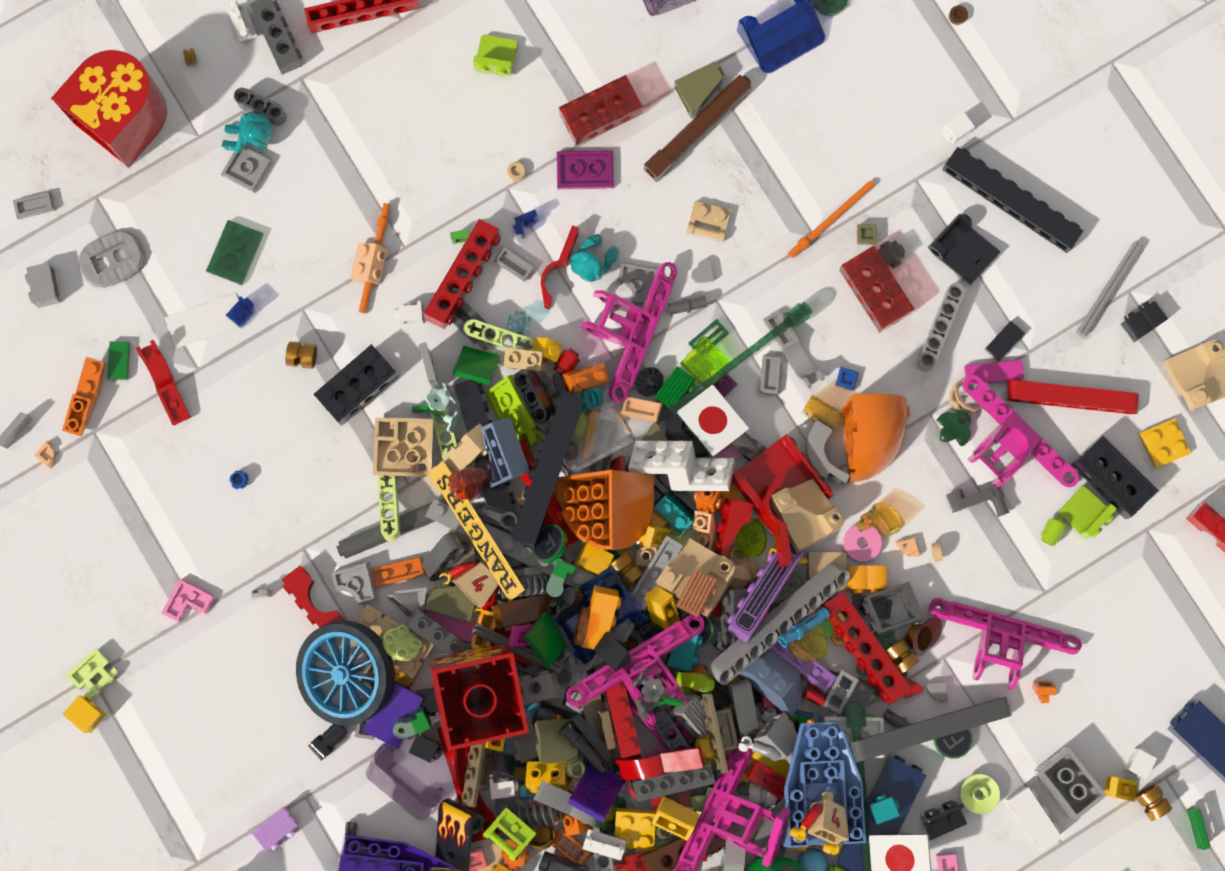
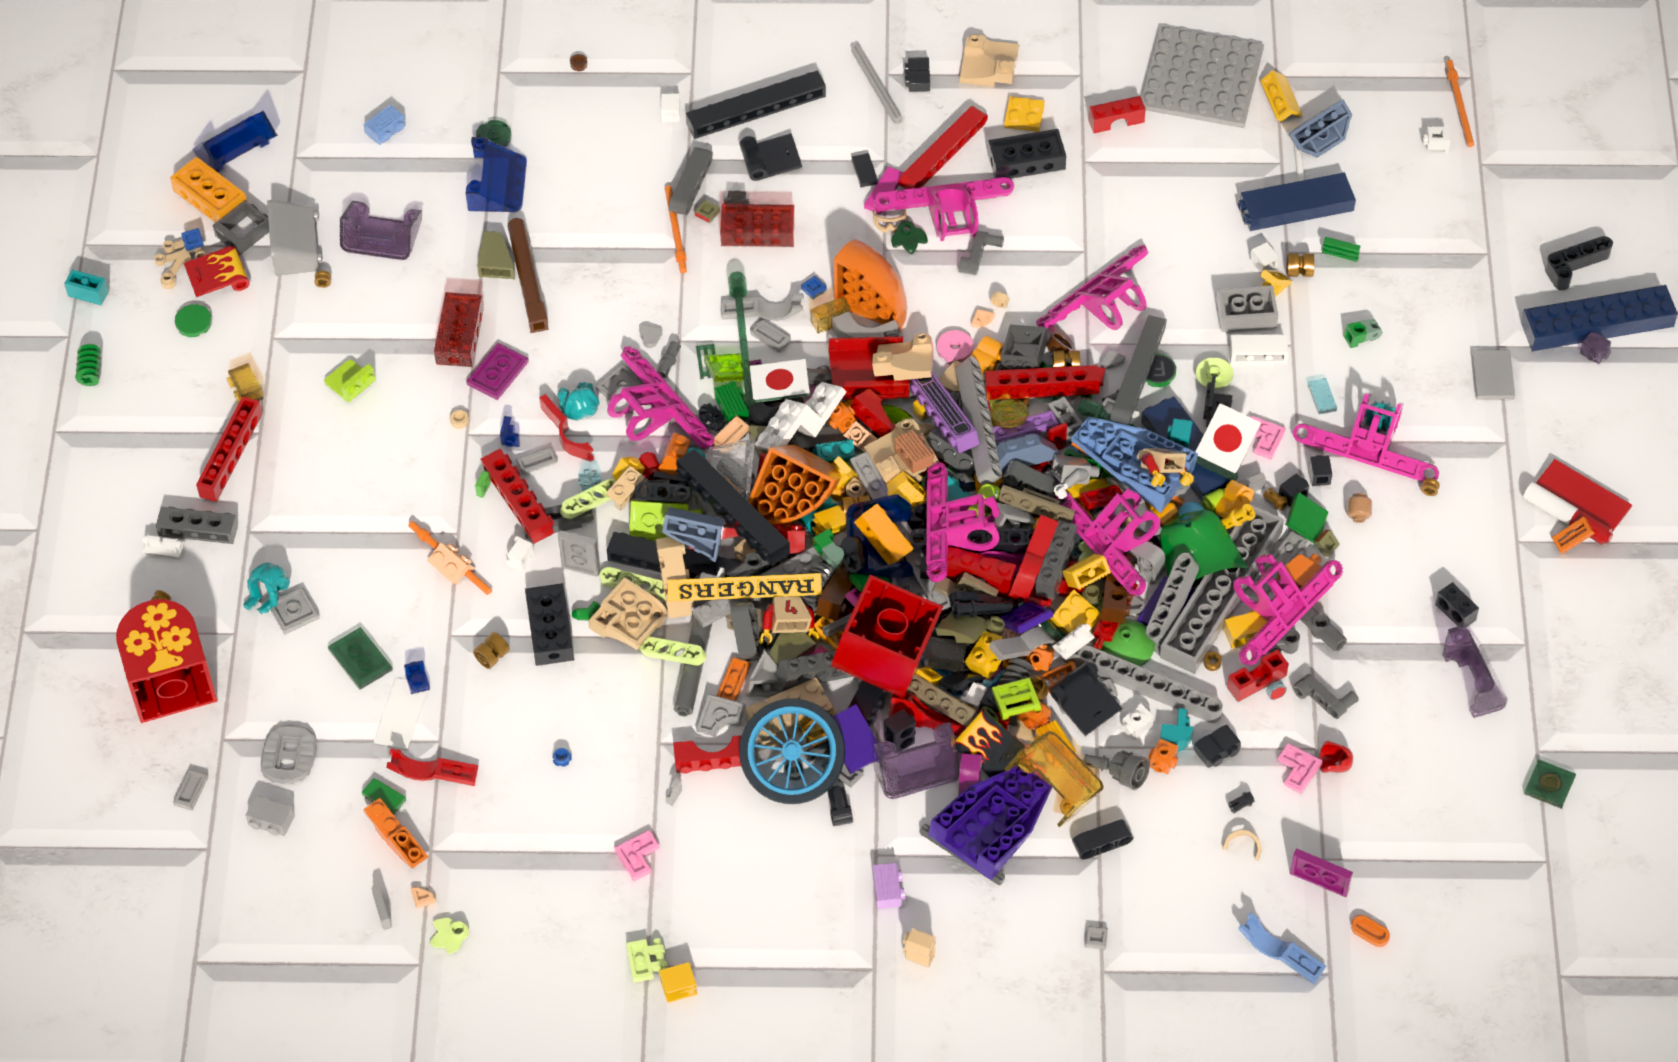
camera: 55 degrees left, 25 degrees down
(22, 498) = (447, 935): none -> yellowish green plate
(254, 100) = (240, 571): dark grey beam -> none
(388, 407) = (585, 614): none -> green arm
(401, 643) = (799, 690): yellowish green dish -> none
(412, 725) = (874, 722): leg -> none
(422, 832) = (969, 771): none -> magenta slope
(437, 401) = (611, 559): light aqua plant -> none
(467, 482) = (700, 567): clear red hair -> none
(476, 365) = (603, 526): green tile -> none
(550, 544) = (799, 536): black tile -> none
(582, 626) = (881, 549): clear orange tile -> none
(612, 652) = (918, 530): black slope -> none
(653, 691) = (972, 498): dark grey plant -> none
(711, 216) = (607, 306): tan plate -> none
(776, 837) = (1150, 502): dark pink tile -> none
(779, 527) = (901, 374): red piece -> none
(797, 631) = (995, 409): dark azure pin -> none
(884, 517) = (947, 318): clear yellow brick -> none
(888, 199) = (690, 181): none -> dark grey beam
(944, 318) = (821, 202): light grey beam -> none
(1044, 689) = (1162, 289): orange tile -> none
(1053, 531) = (1040, 217): lime brick -> none
(1086, 513) = (1042, 189): lime bracket -> none

